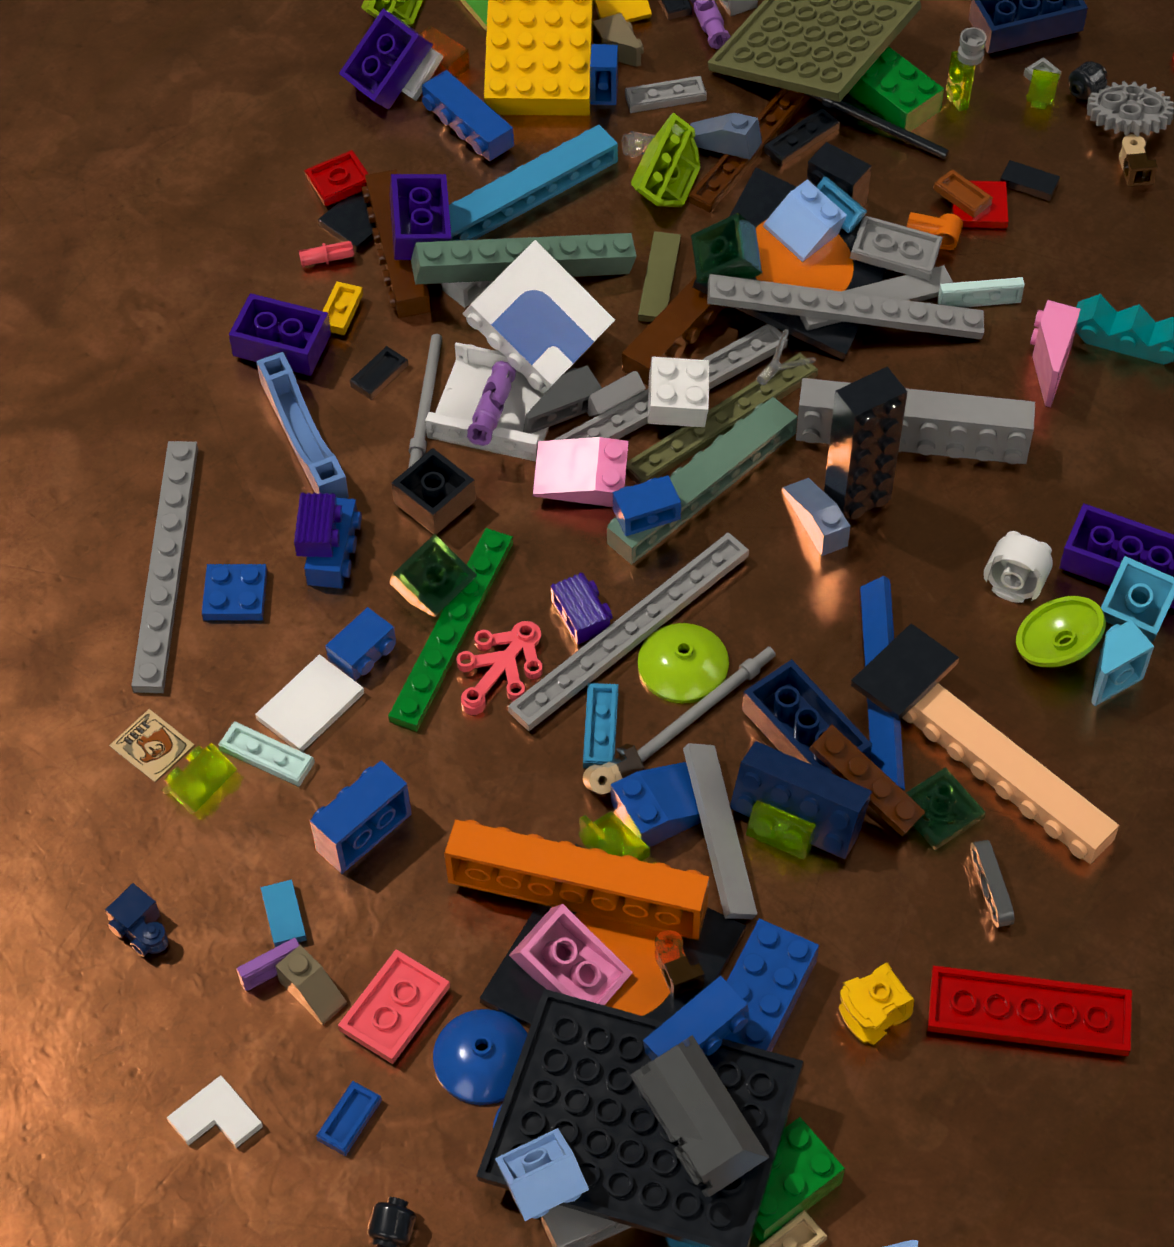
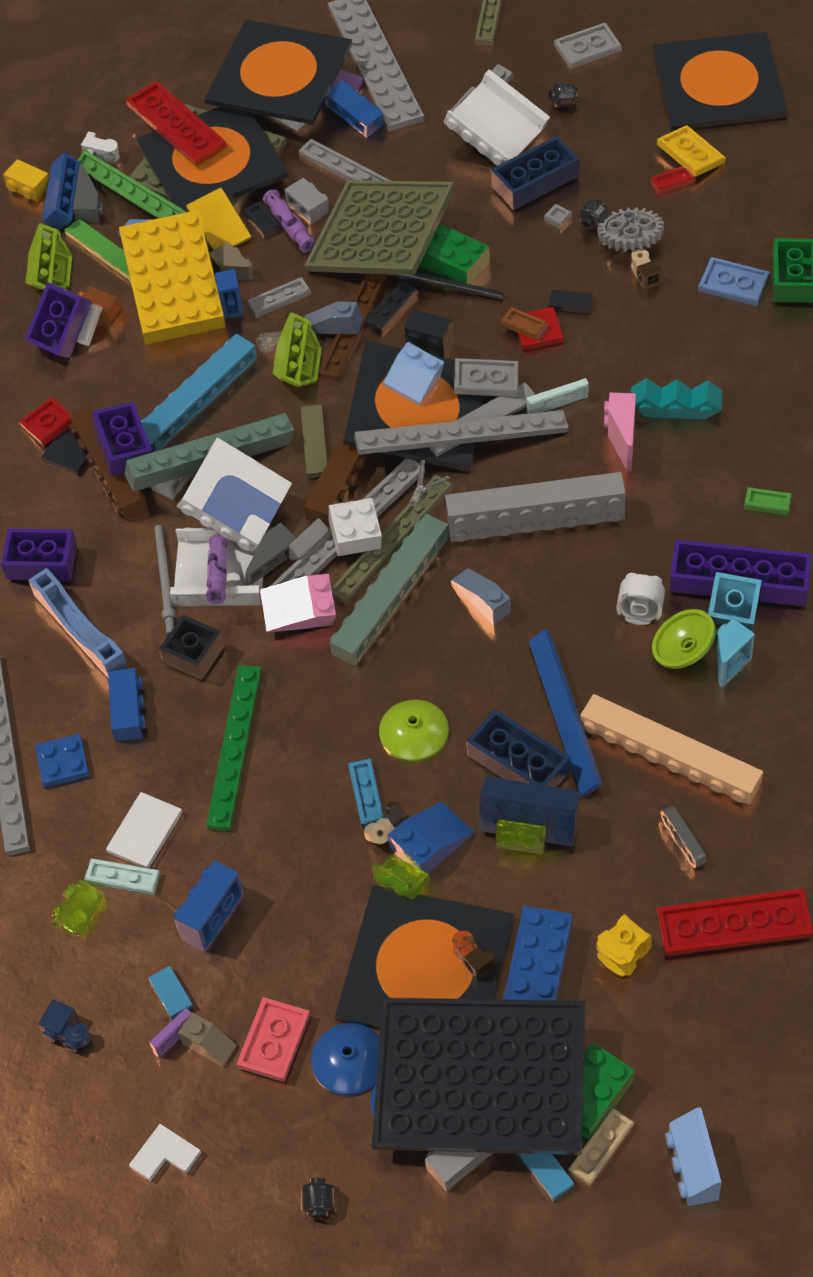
camera: 10 degrees left, 0 degrees up
(151, 745) = (33, 892): tan sticker -> none
(316, 525) = (112, 694): dark purple brick -> none
(326, 253) = (55, 482): coral axle -> none
(342, 306) = (79, 520): yellow plate -> none
(349, 1118) = (263, 1130): blue tile -> none
(361, 644) = (170, 776): blue brick -> none
(378, 373) = (122, 565): black tile -> none
(432, 577) = (210, 712): clear green slope -> none
(467, 115) = (133, 349): blue brick -> none
(501, 662) = (279, 763): coral plant -> none
(542, 1174) = (420, 1132): light blue slope -> none
(570, 958) = (393, 970): bright pink slope -> none
(578, 877) = (382, 910): orange brick -> none
(580, 607) = (327, 708): dark purple brick -> none
(627, 631) = (366, 717): light grey plate -> none
(646, 505) = (355, 619): blue brick -> none
(699, 1114) = (524, 1059): dark grey brick -> none
(707, 1017) = (503, 998): blue brick -> none
(720, 832) = (476, 849): light grey tile -> none
(727, 249) = (362, 410): clear green slope -> none
(747, 670) = (463, 724): light grey bar -> none
(851, 764) = (561, 776): reddish brown plate -> none
(854, 210) = (439, 352): dark azure tile -> none
(865, 442) = (506, 534): black brick -> none
(904, 671) = (579, 697): black tile -> none
(943, 791) = (630, 778): clear green plate -> none
(947, 226) = (518, 352): orange piece -> none
(959, 82) = (499, 234): clear neon green bracket -> none
(971, 46) = (502, 210): light grey wheel -> none
(1042, 89) = (562, 228): clear neon green bracket -> none

